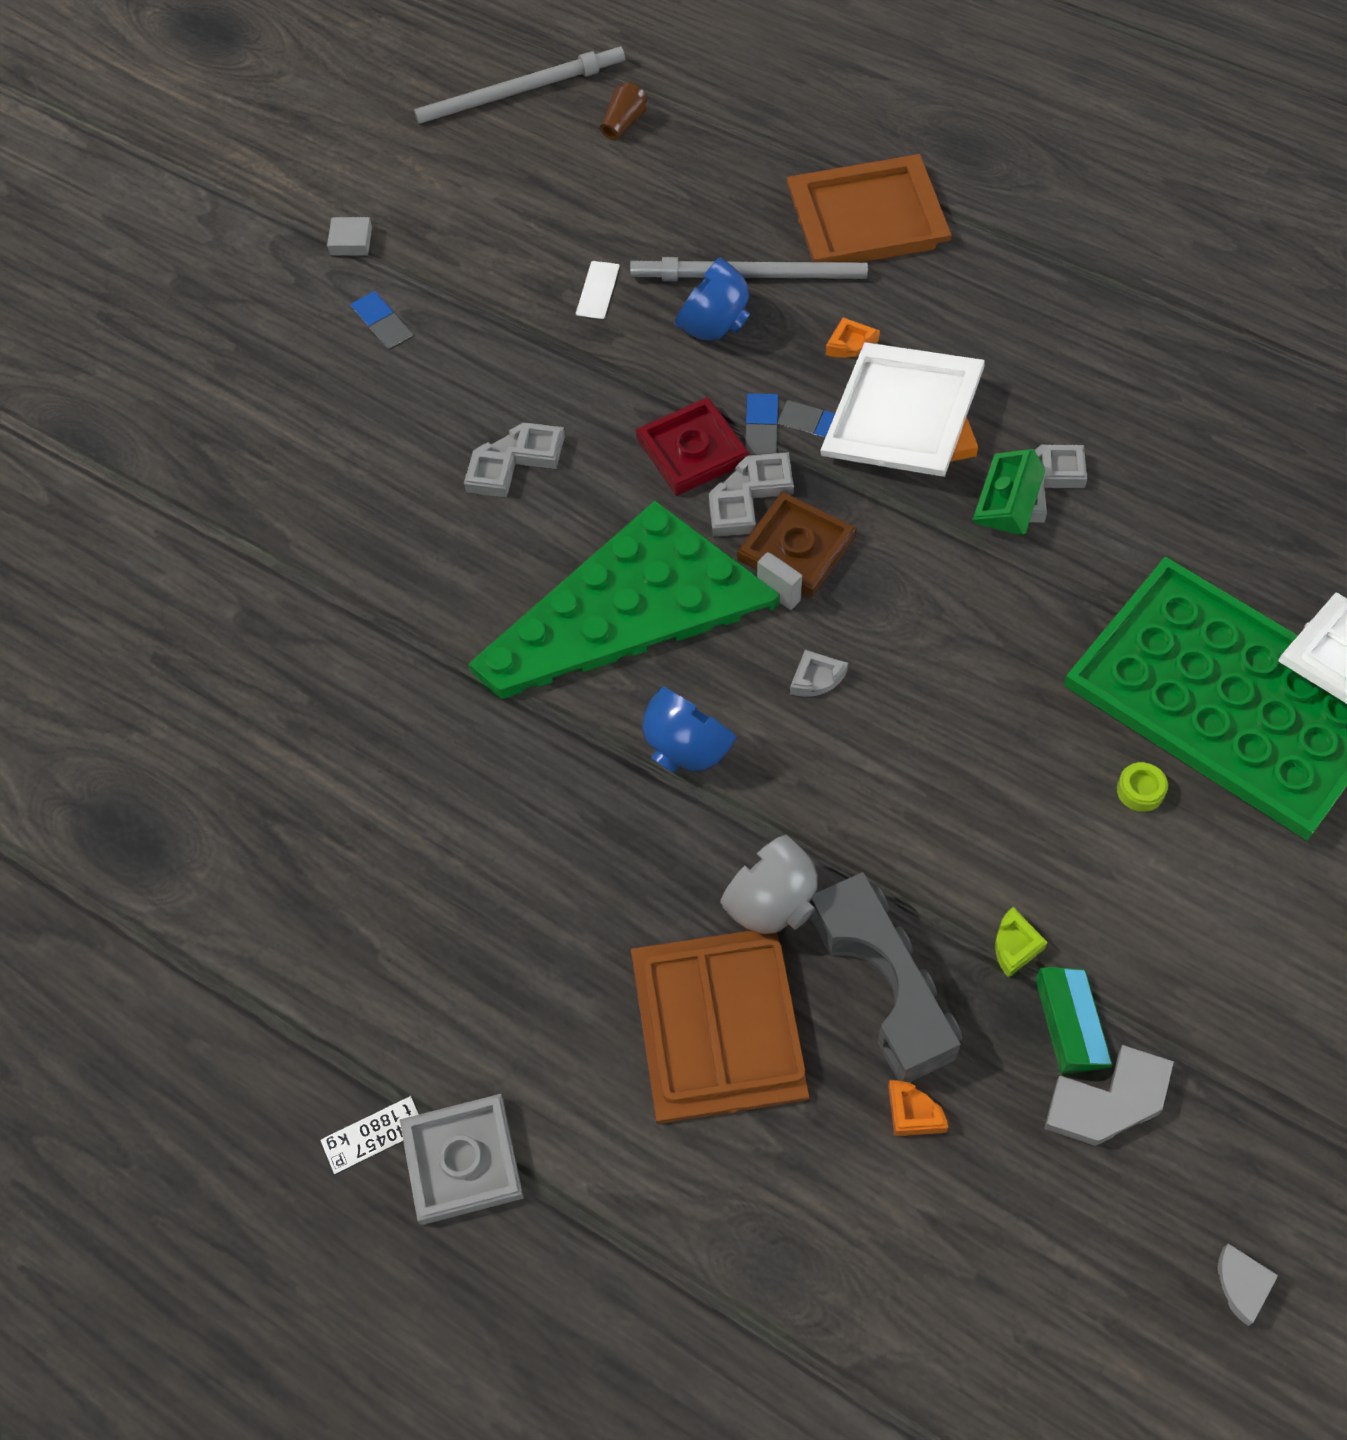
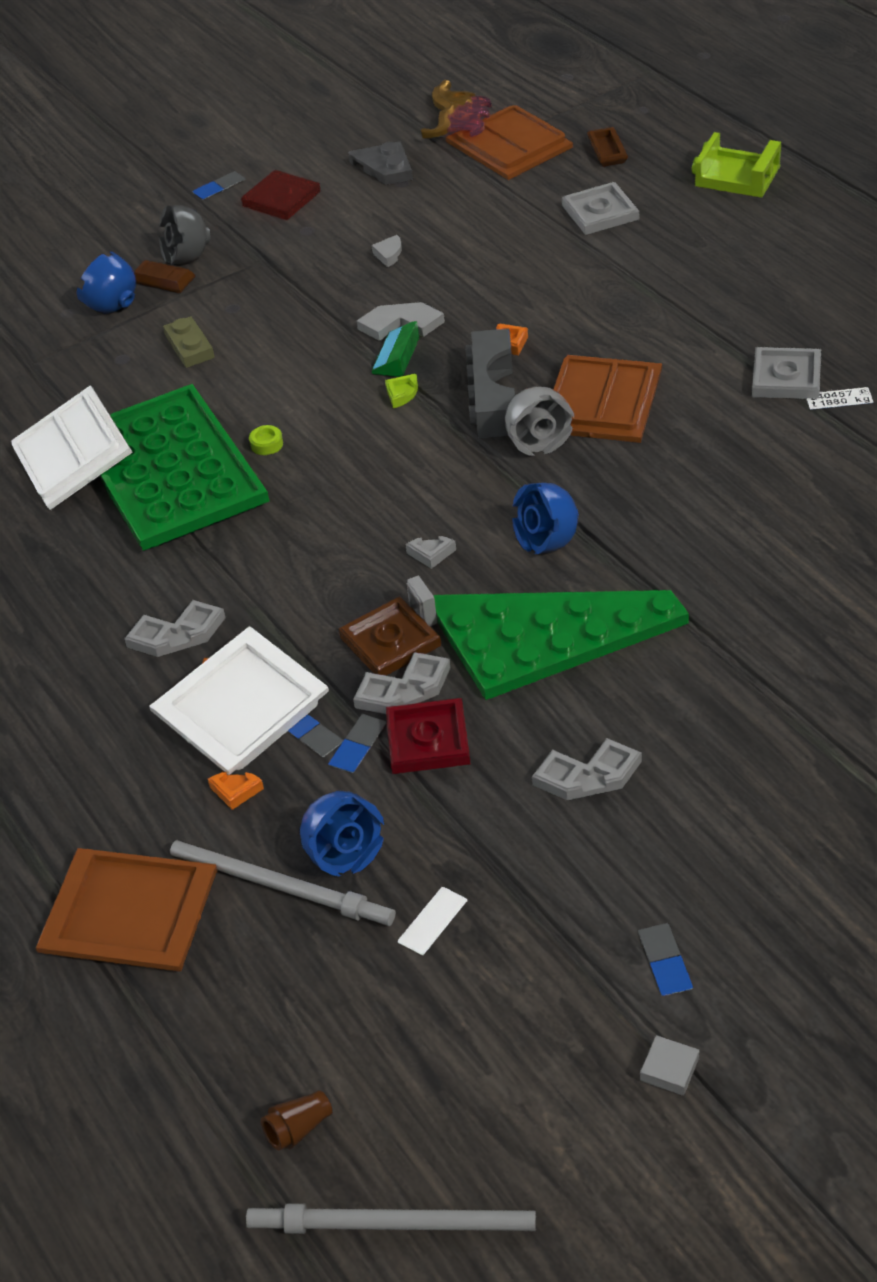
camera: 155 degrees left, 15 degrees down
(1010, 491) = (209, 611): green slope -> none

